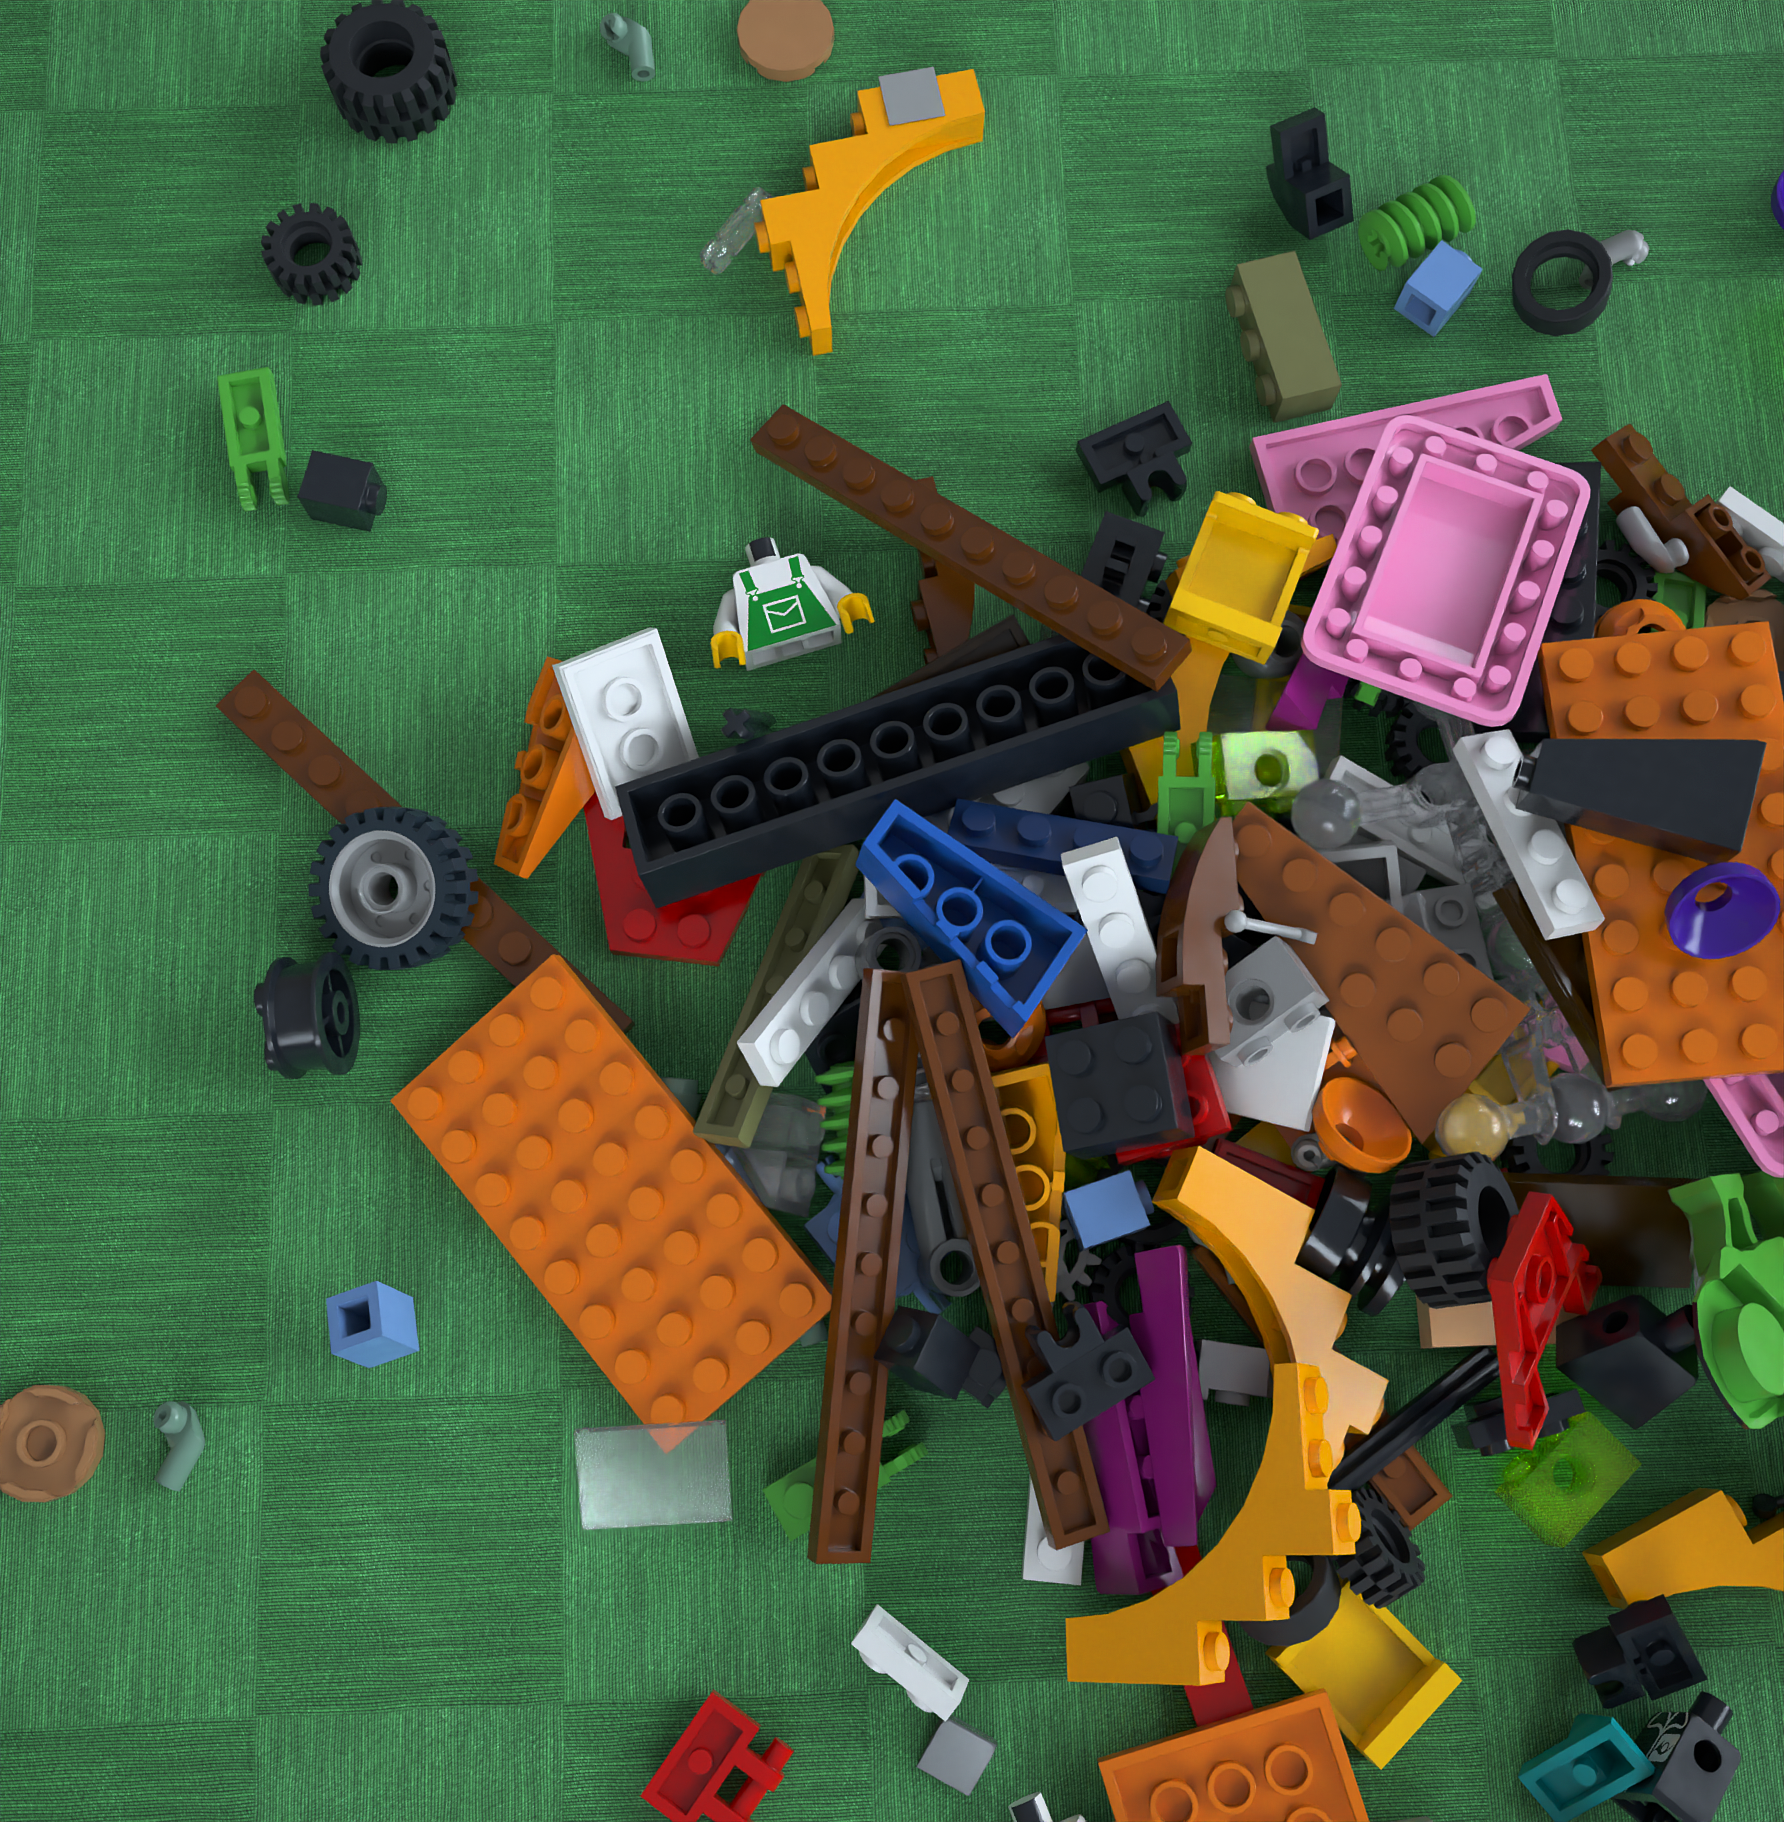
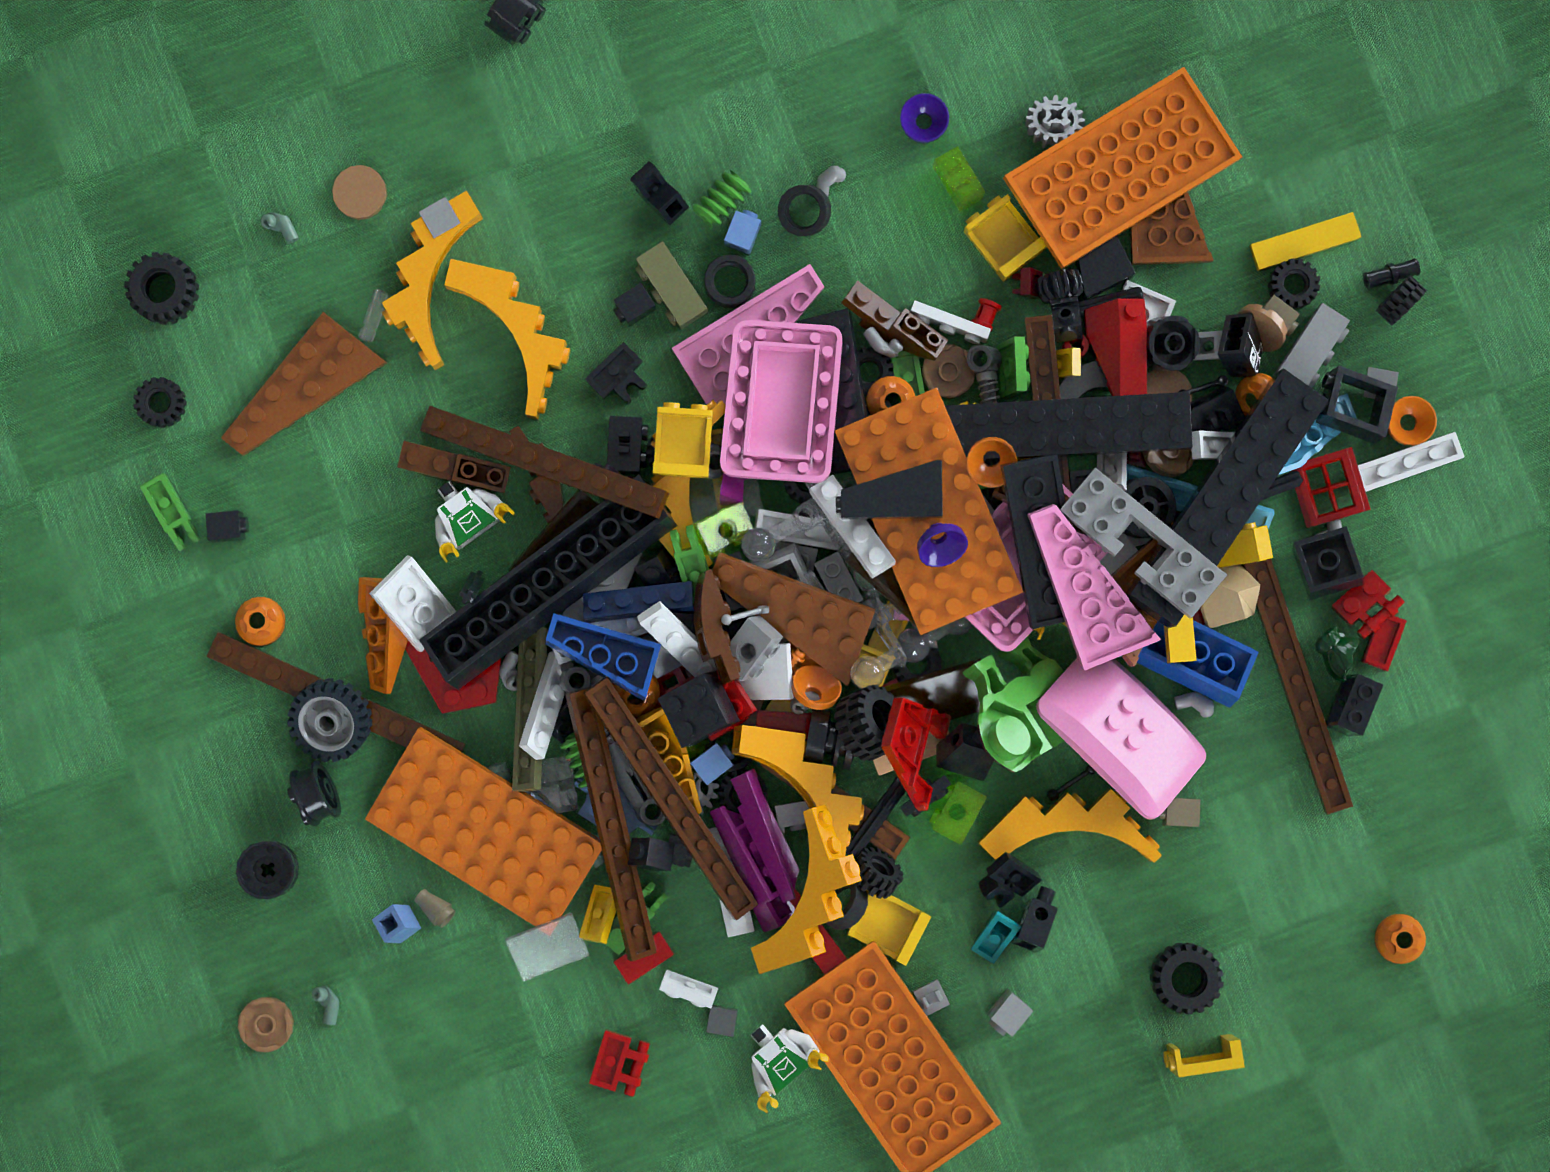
camera: 15 degrees left, 10 degrees up
(132, 1127) = (251, 870): none -> black wheel
(352, 695) = (273, 625): none -> orange piece
(461, 1322) = (435, 908): none -> dark tan cone
(579, 300) = (310, 376): none -> dark orange wing
(762, 912) = (508, 671): none -> light grey arm
(778, 1445) = (598, 915): none -> yellow plate
(795, 521) = (453, 467): none -> reddish brown slope
(812, 1583) = (635, 969): none -> red tile
(968, 255) = (495, 291): none -> light orange arch
(1082, 1371) = (722, 841): black plate -> none
(1206, 348) = (634, 305): none -> black brick
(1399, 328) = (715, 266): none -> black tyre

